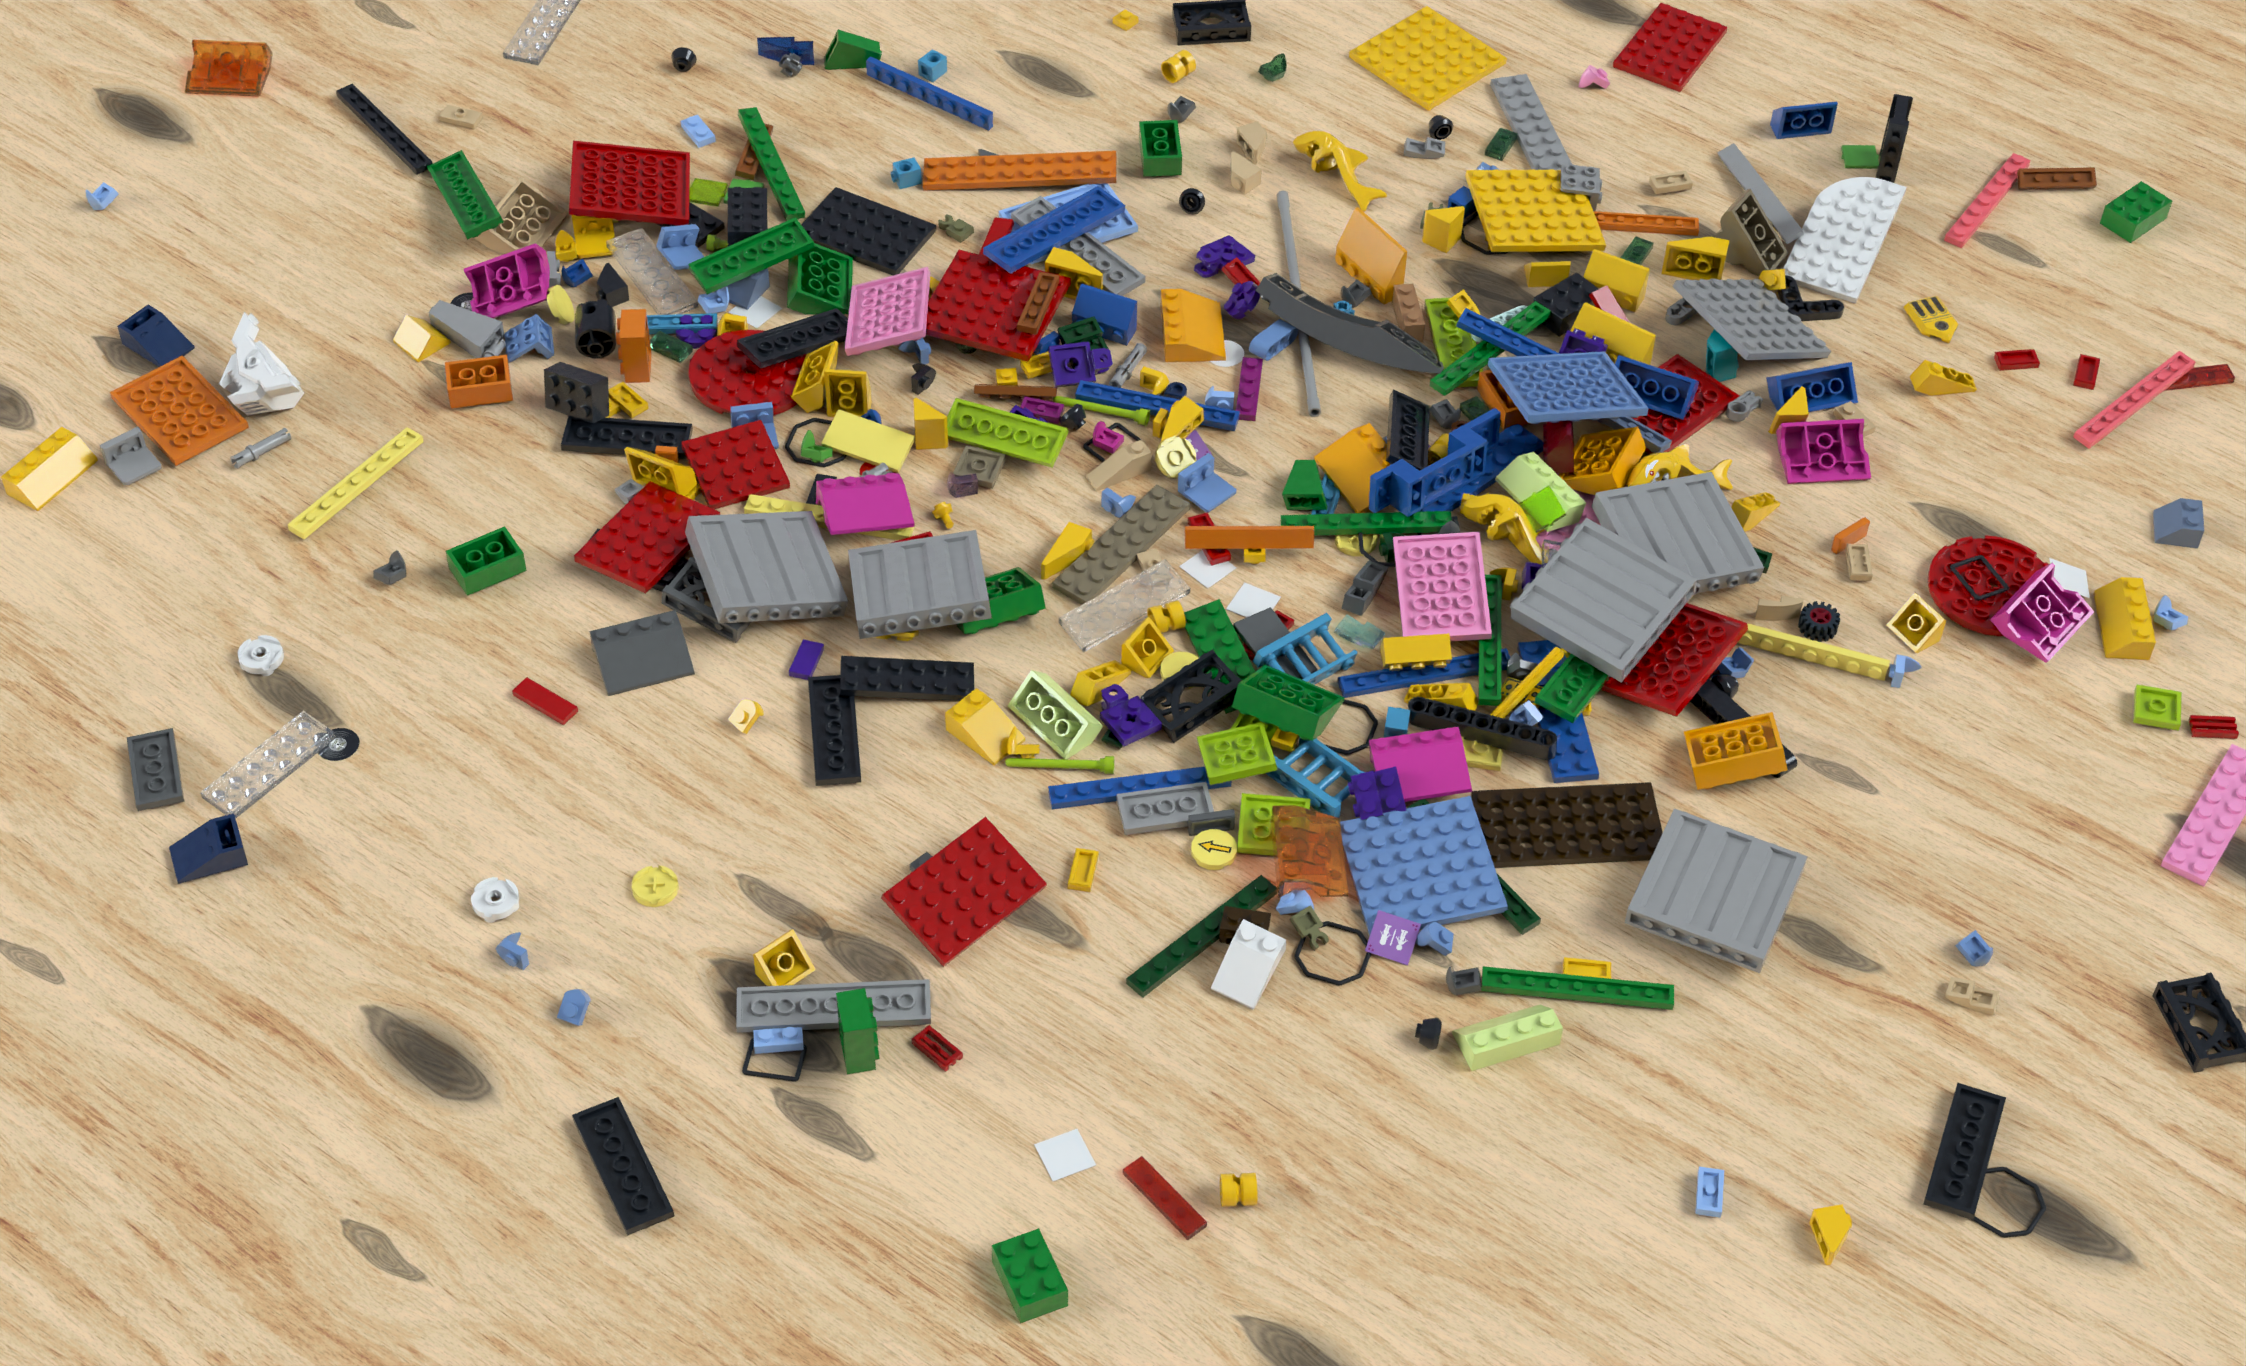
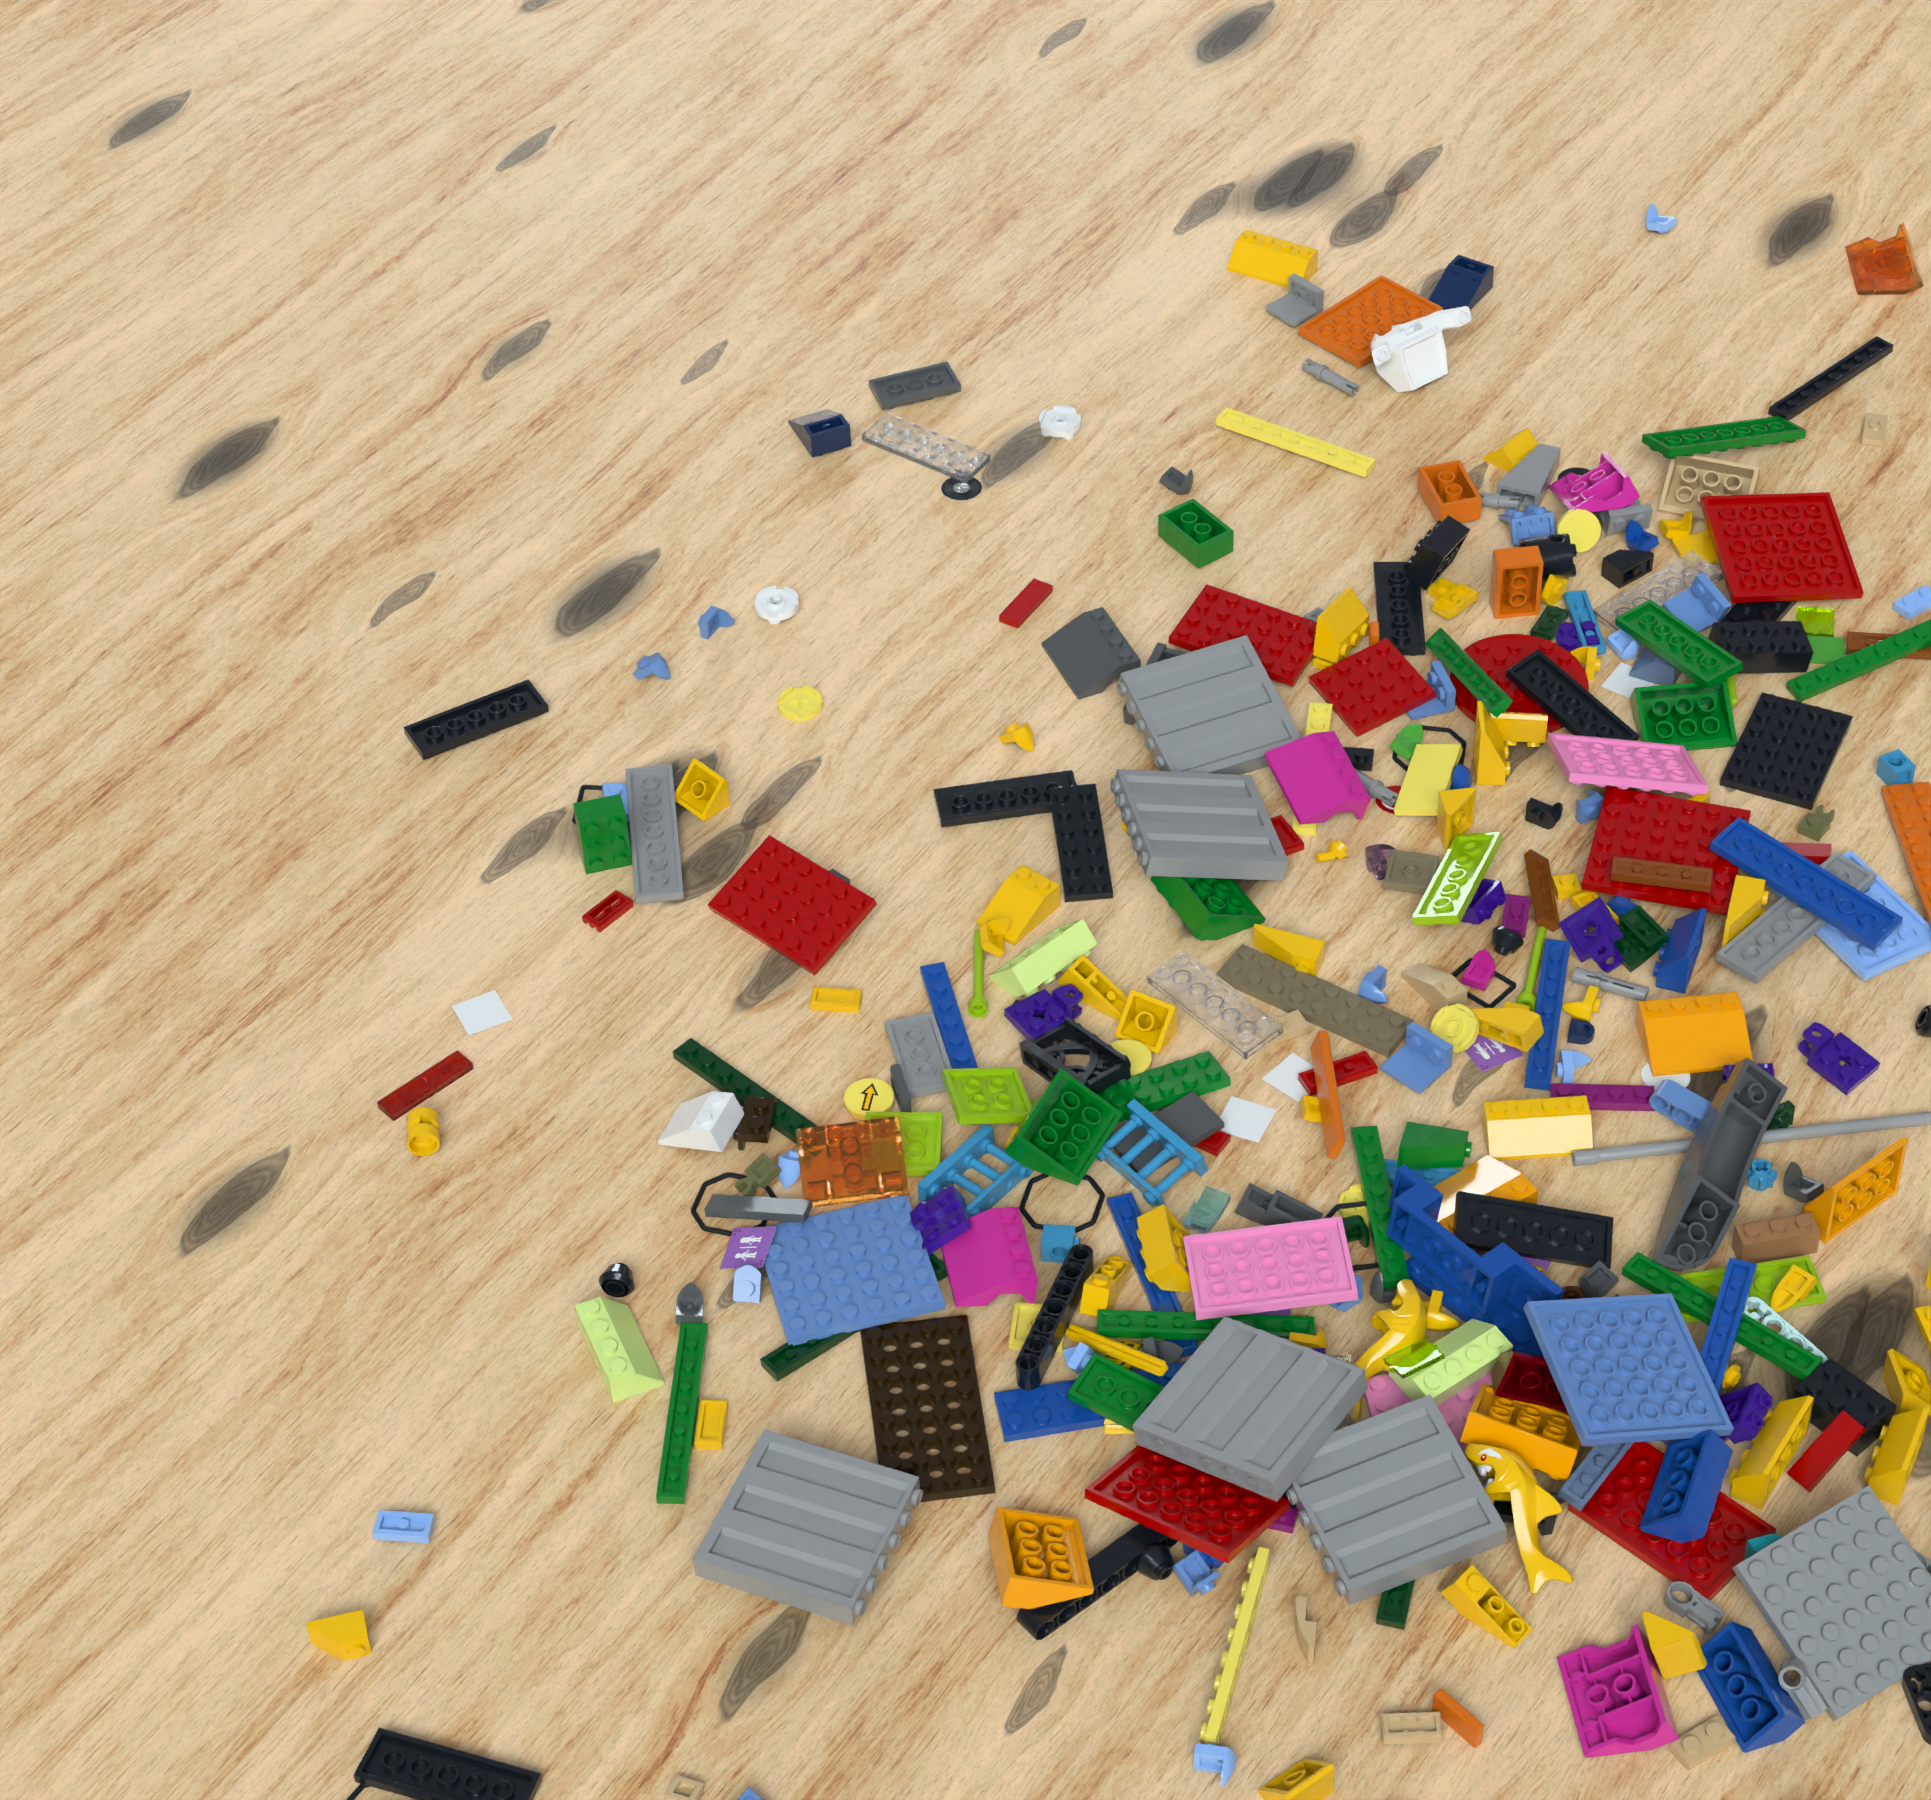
camera: 90 degrees right, 5 degrees down
(754, 388) = (1469, 672): none -> green plate
(806, 659) = (1099, 770): dark purple tile -> none
(1029, 1275) = (335, 988): green brick -> none
(1167, 617) = (1195, 1034): yellow wheel -> none
(1238, 272) = (1800, 1075): red tile -> none
(1285, 426) = (1536, 1127): none -> yellow slope
(1349, 927) = (758, 1208): none -> dark grey tile
(1815, 358) = (1802, 1690): none -> light grey piece
(1819, 621) = (1291, 1665): black wheel -> none

